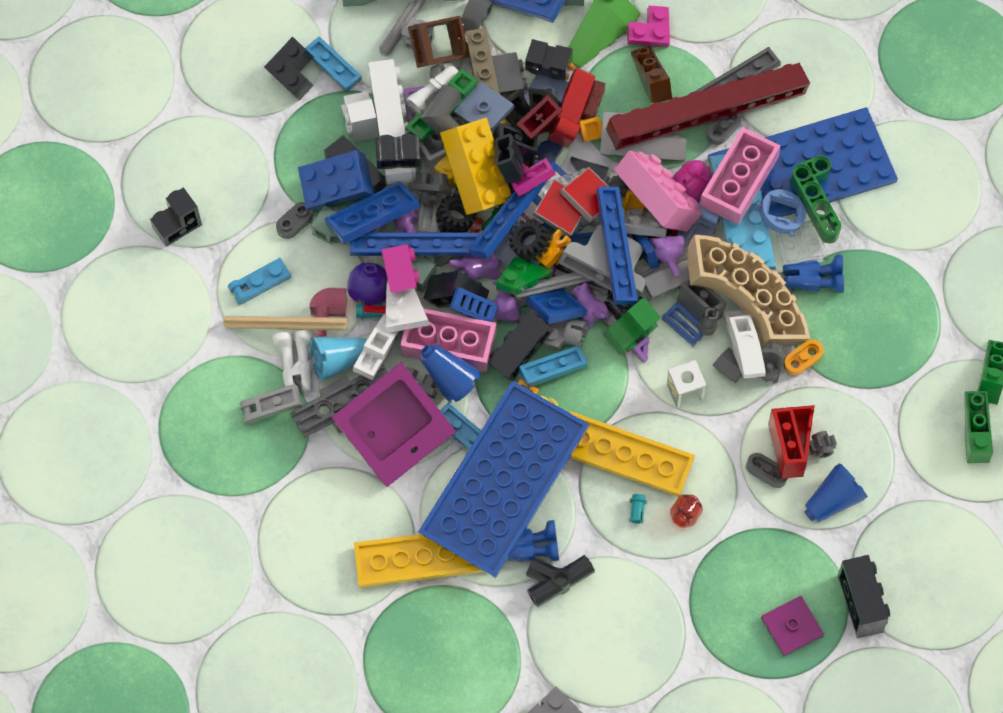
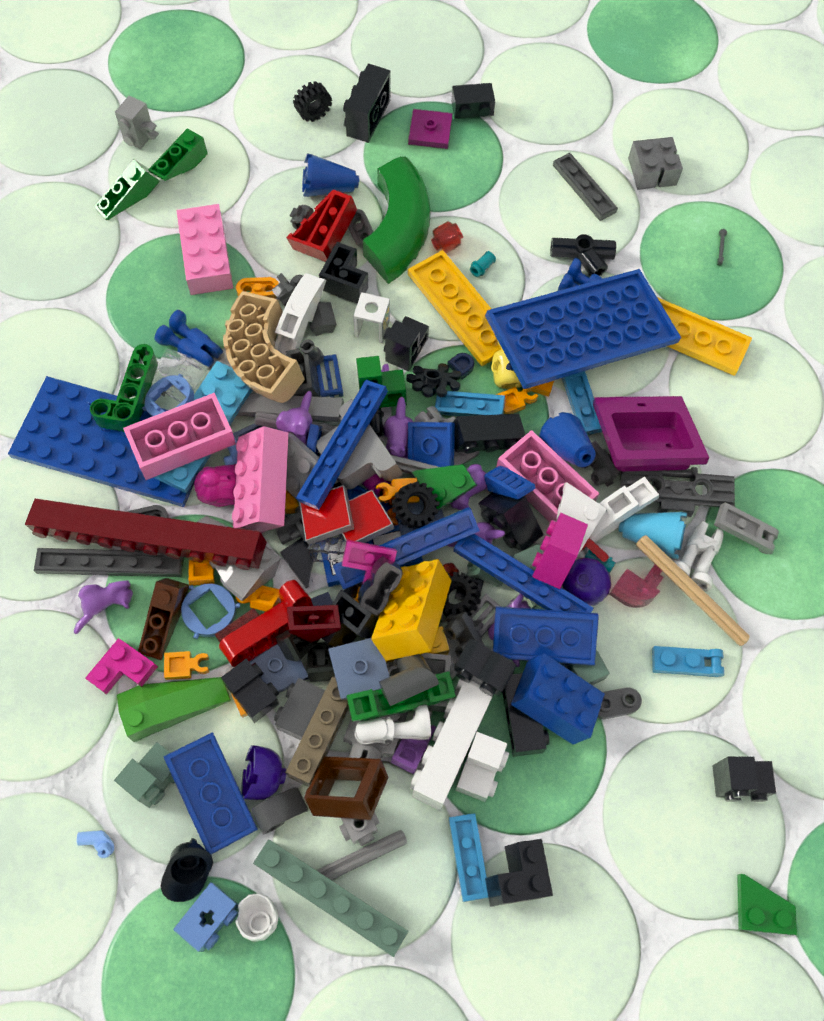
camera: 150 degrees left, 0 degrees up
(119, 154) = (763, 910): none -> green wing
(447, 693) = (723, 232): none -> dark grey hinge
(501, 23) = (262, 774): none -> dark purple cylinder
(587, 405) = (462, 362): none -> dark blue tile
(596, 369) = (434, 381): none -> black animal
(605, 659) = (585, 186): none -> dark grey tile
(611, 54) = (180, 664): none -> light orange plate
(627, 84) = (222, 596): none -> medium blue piece
(642, 382) = (405, 342): none -> black brick
(705, 54) = (96, 599): none -> medium lavender animal
(736, 507) = (405, 223): none -> green brick
(743, 405) = (342, 275): none -> black brick
(772, 674) = (473, 100): none -> black brick
(876, 359) = (204, 249): none -> bright pink brick
(915, 565) = (312, 101): none -> black tyre

